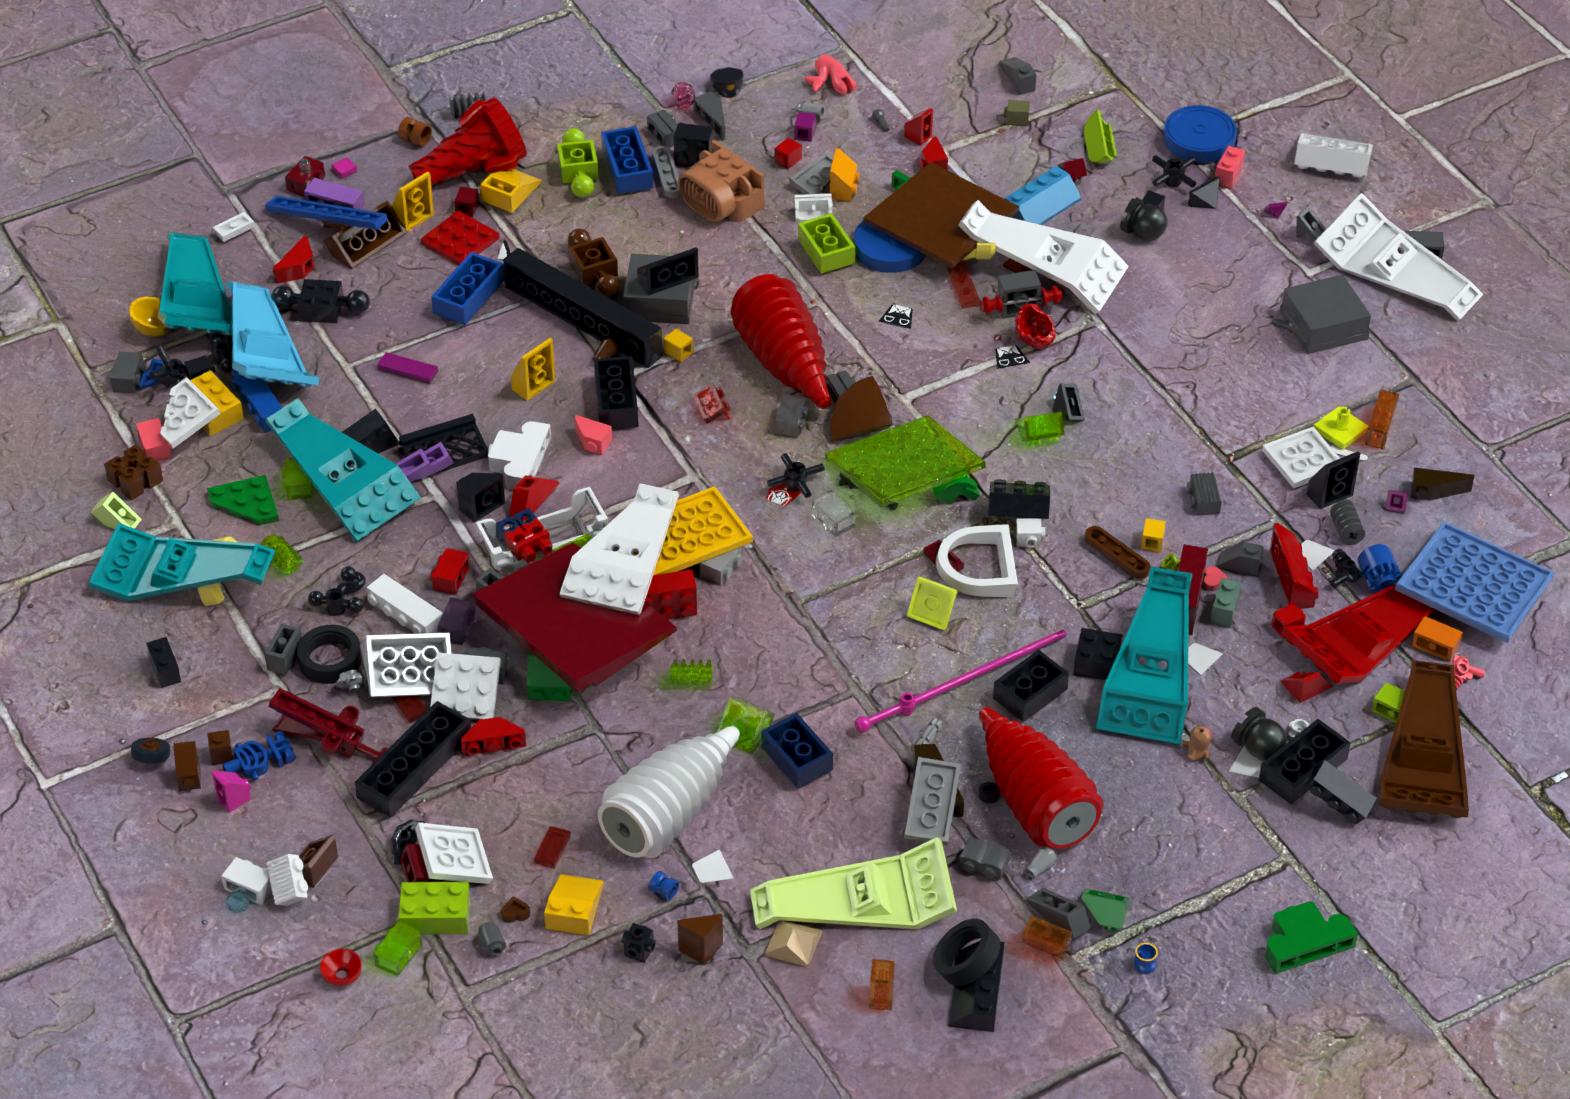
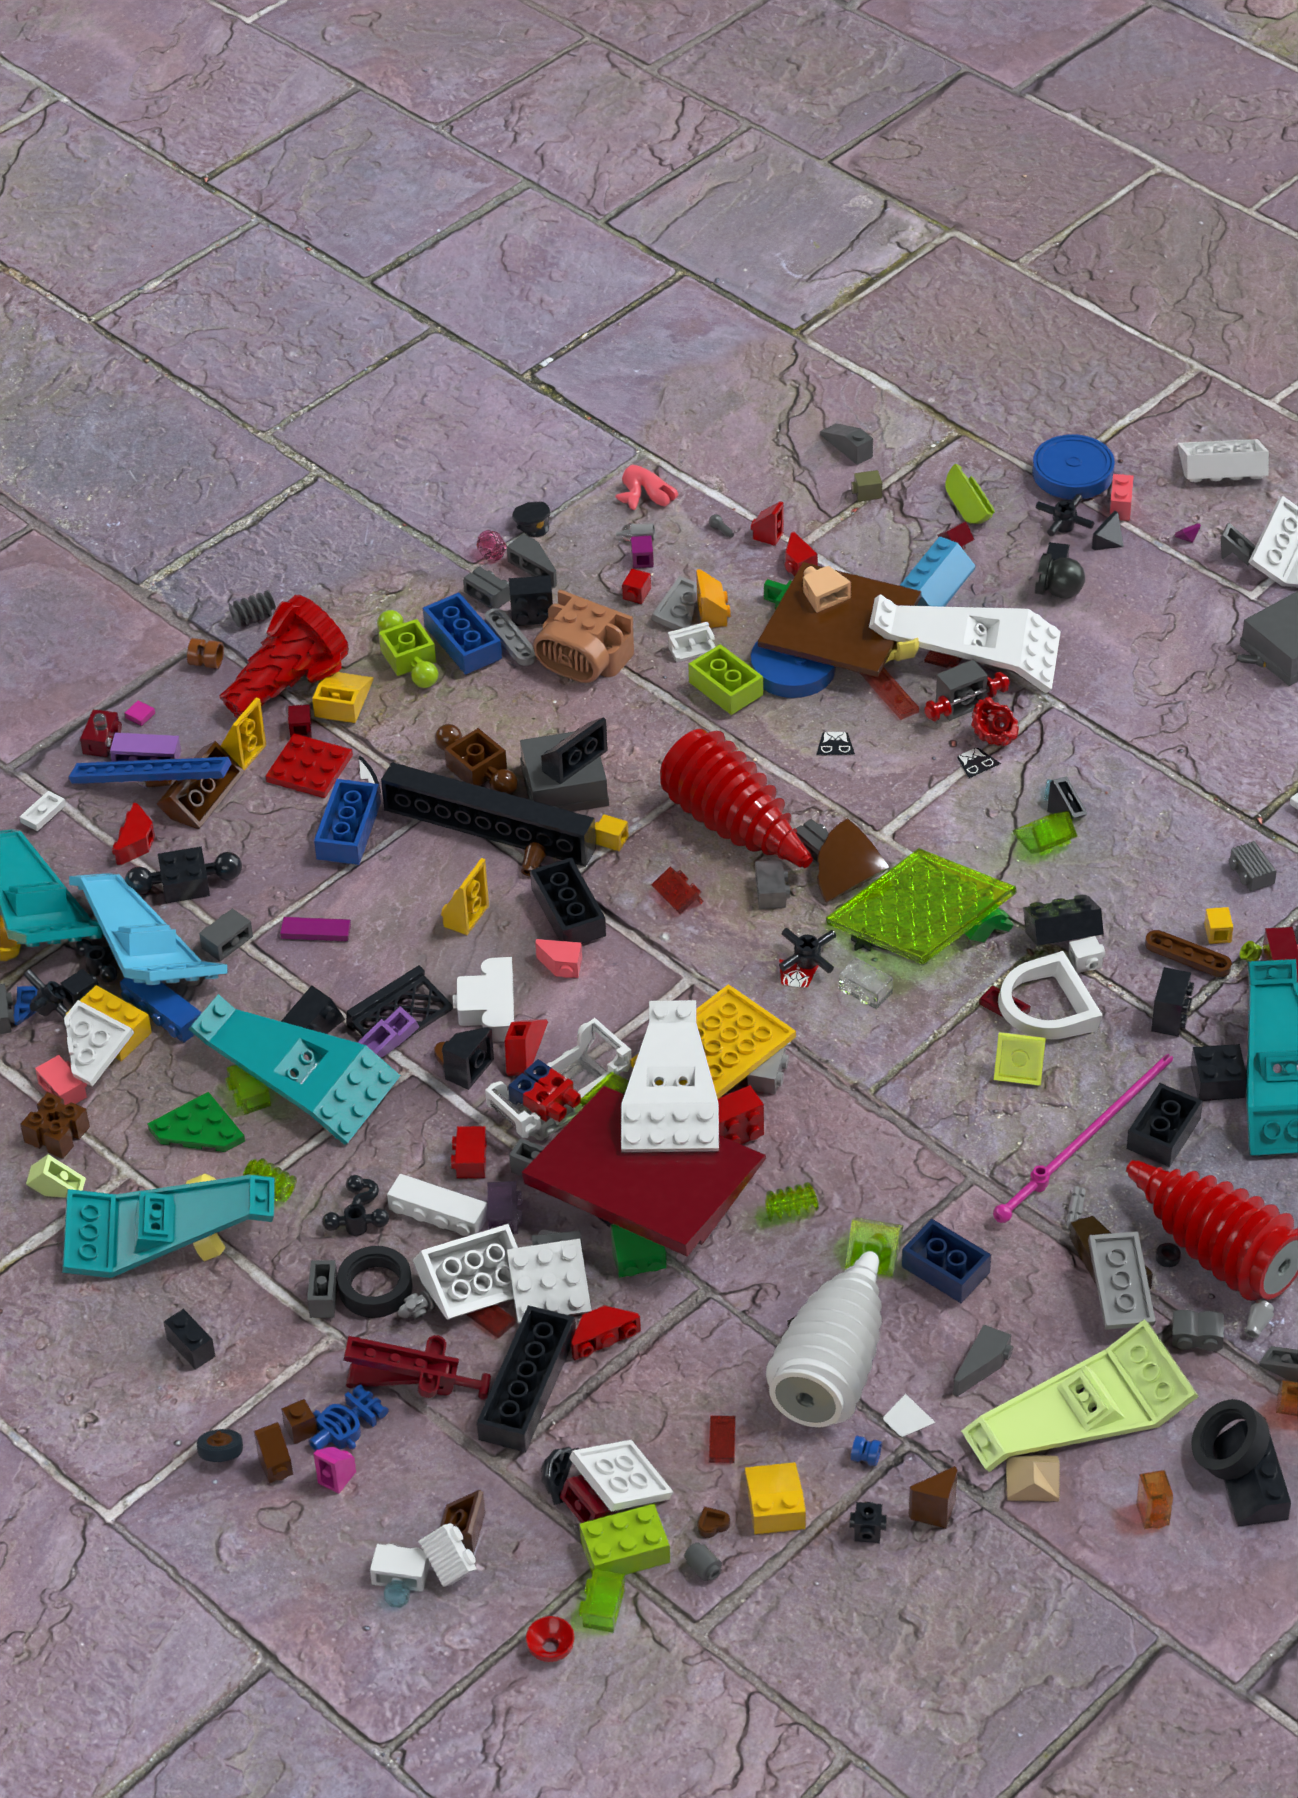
camera: 15 degrees left, 0 degrees up
(333, 355) = (226, 934): none -> dark grey brick
(792, 837) = (983, 1359): none -> dark grey slope
(937, 185) = (825, 587): none -> light nougat torso
(1081, 587) = (1172, 1002): none -> black brick

